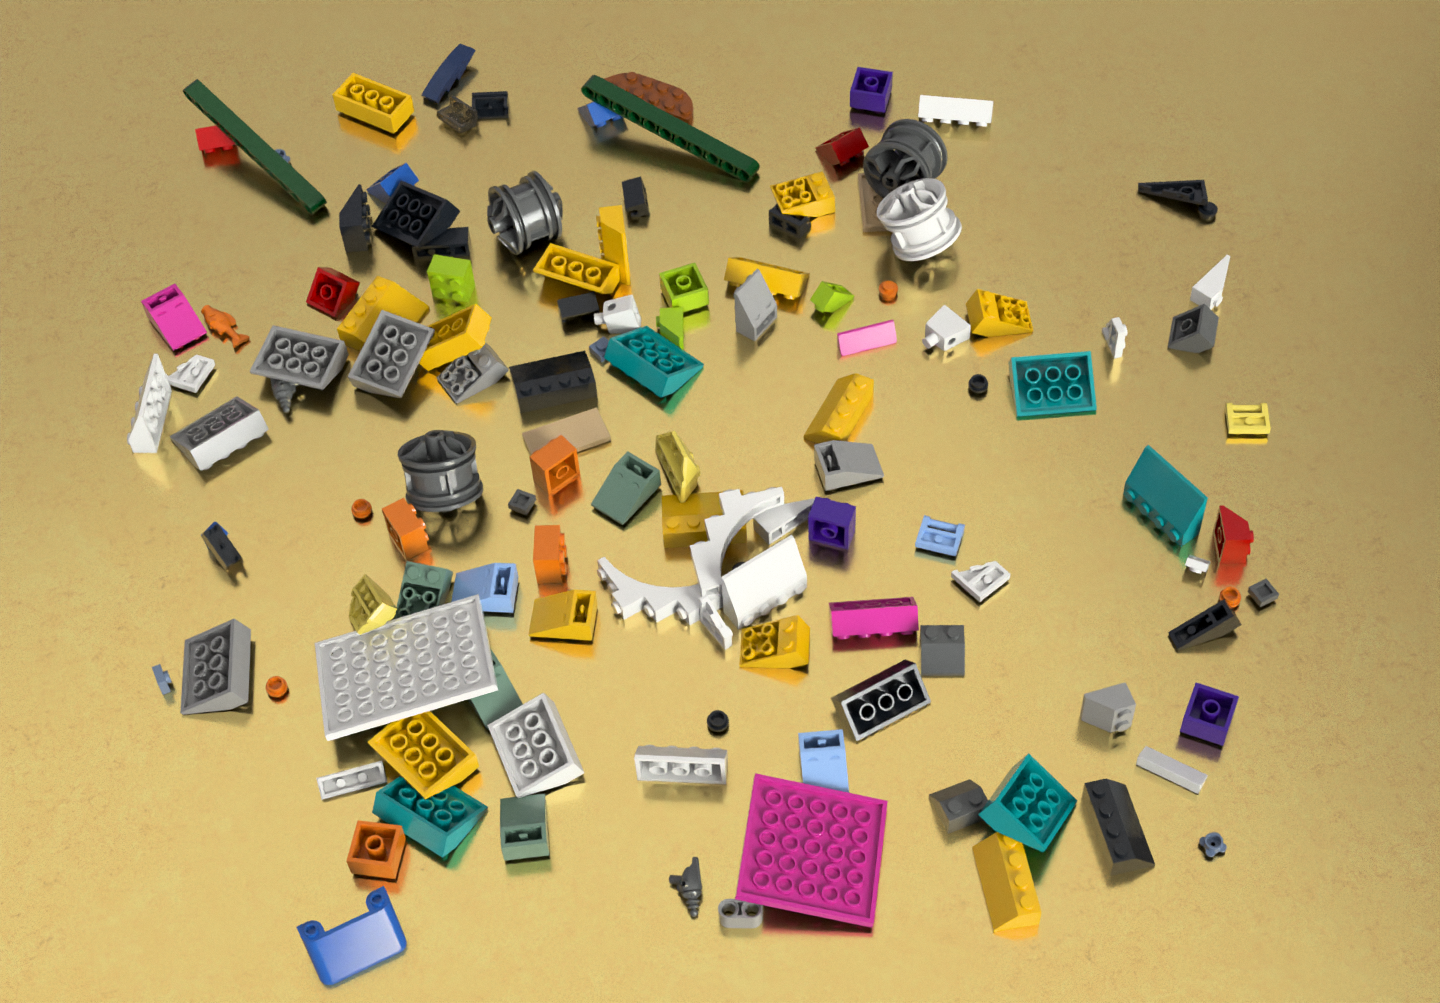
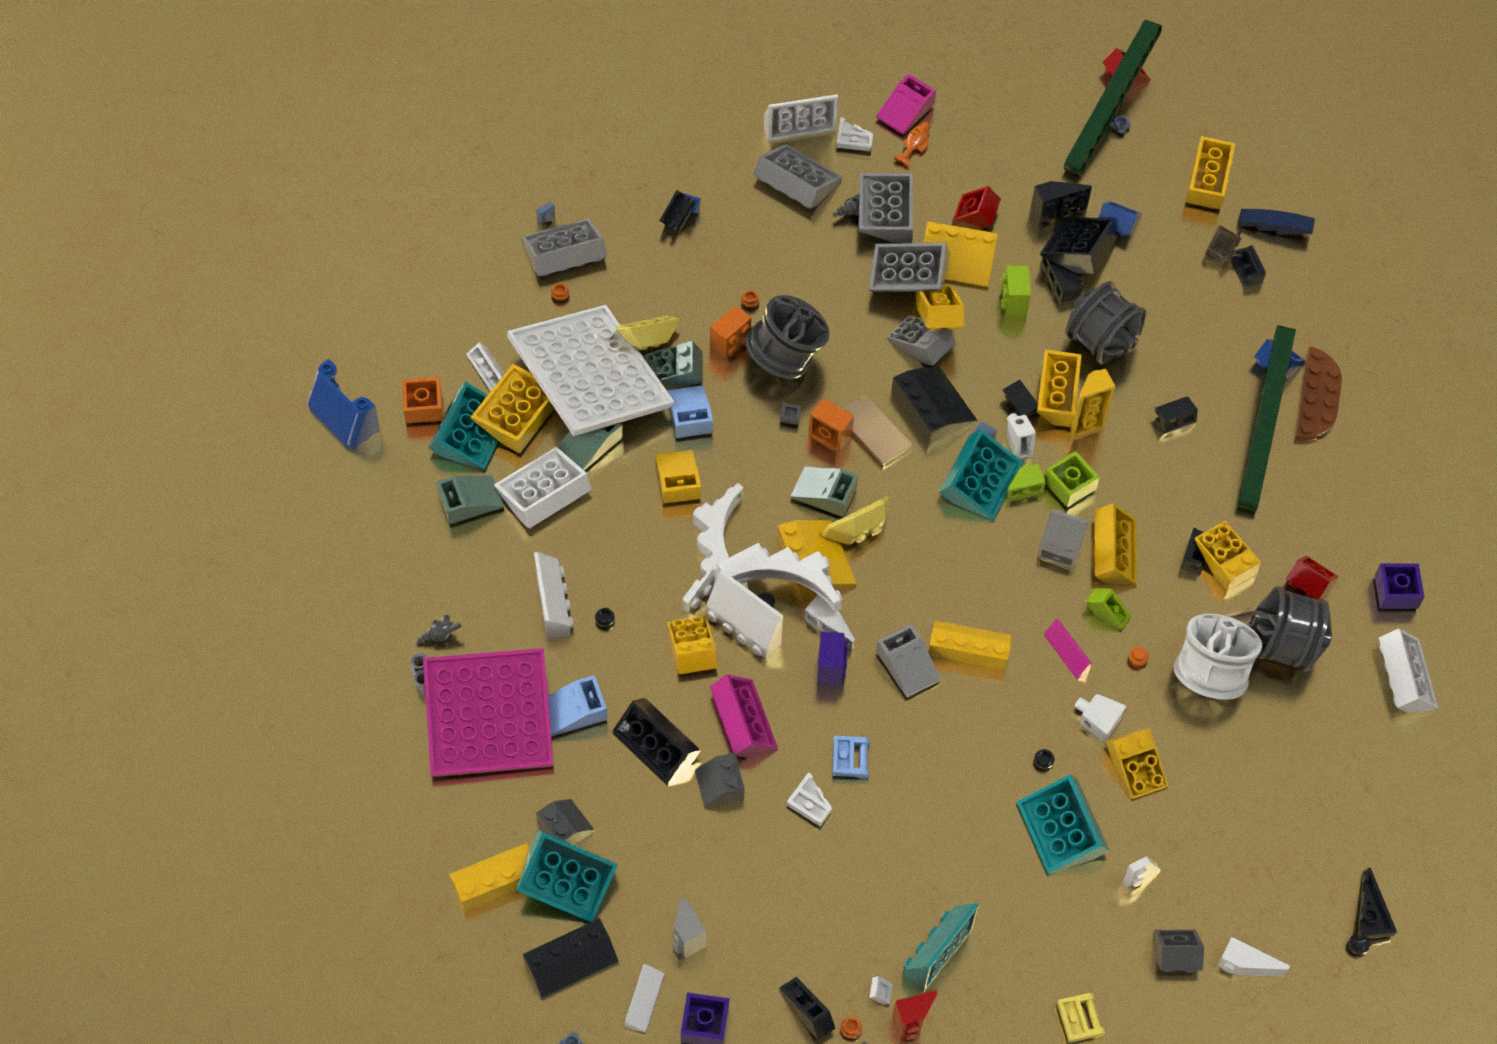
camera: 70 degrees right, 5 degrees up
(549, 554) = (734, 444): orange brick -> none

